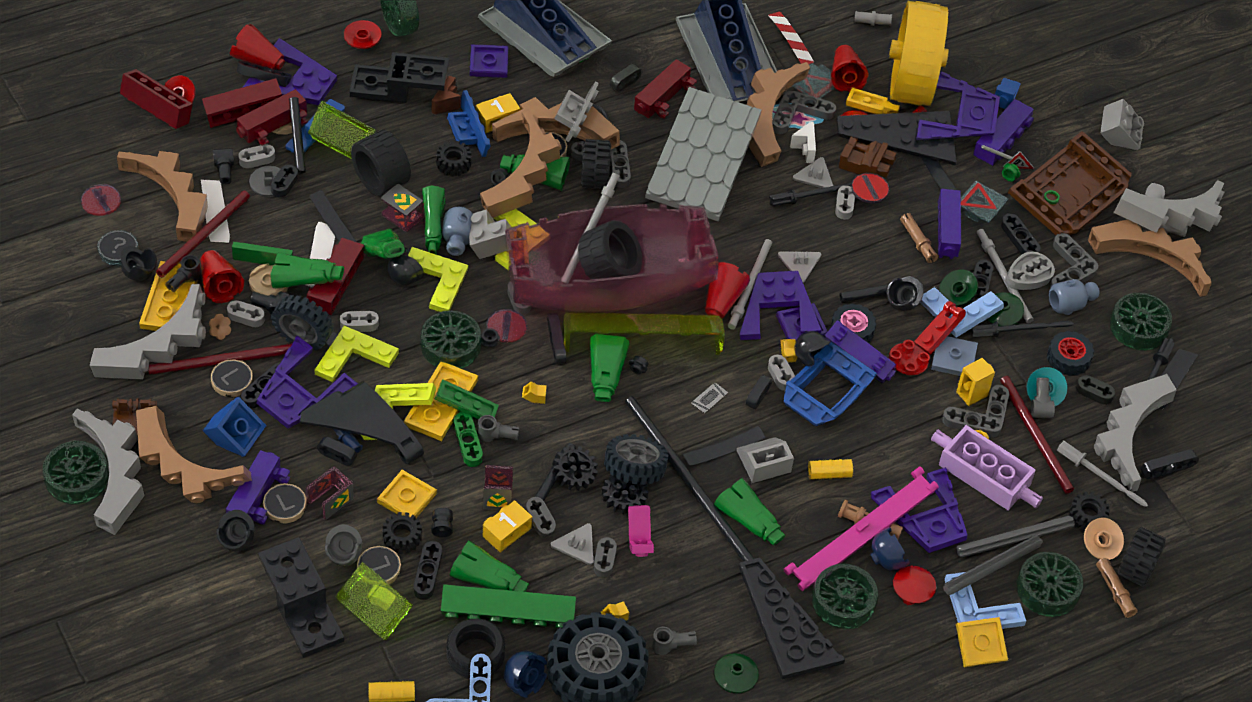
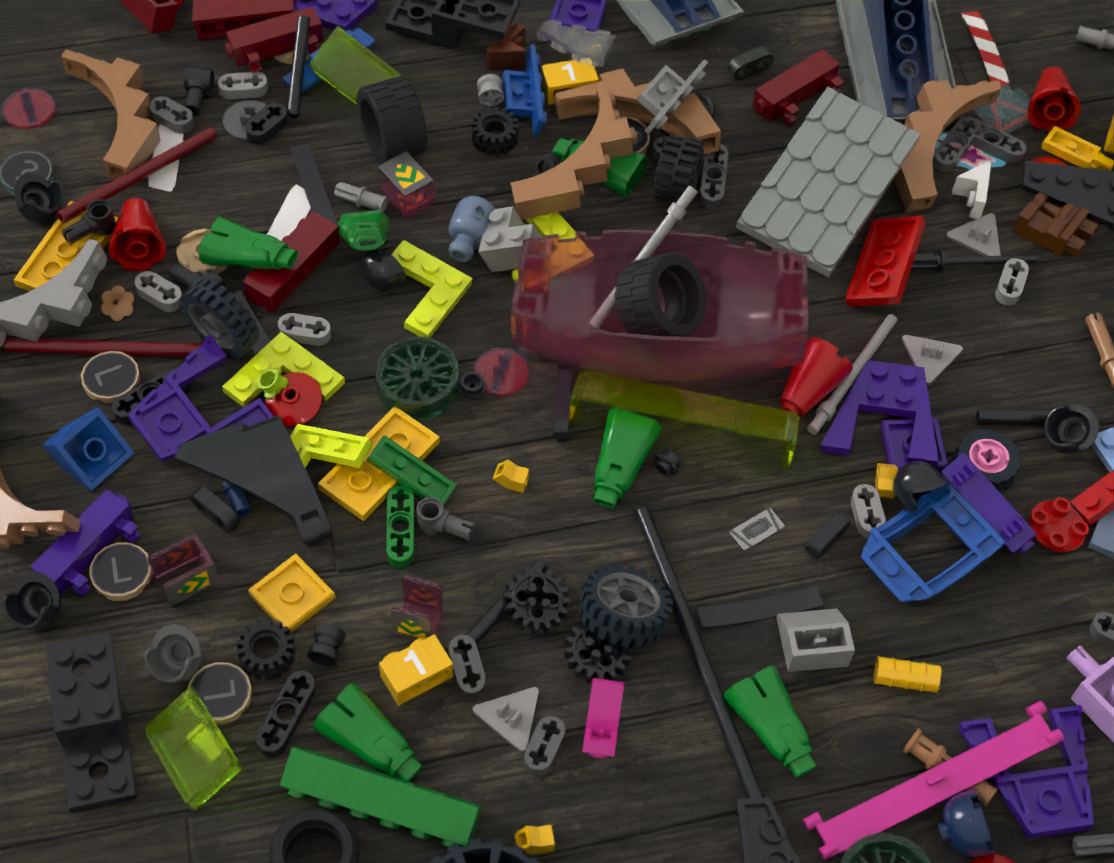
camera: 15 degrees right, 5 degrees up
(212, 186) = (169, 117): none -> dark grey beam
(256, 253) = (197, 212): green tile -> none
(350, 360) = (271, 382): none -> lime plate
(370, 222) = (361, 196): none -> light grey axle
(374, 375) = (300, 408): none -> red dish
(434, 206) = (447, 191): green piece -> none
(442, 129) = (490, 90): none -> light grey wheel
(504, 84) = (584, 45): none -> clear plate
(755, 203) = (885, 261): none -> red plate
(870, 188) = (1051, 268): red piece -> none

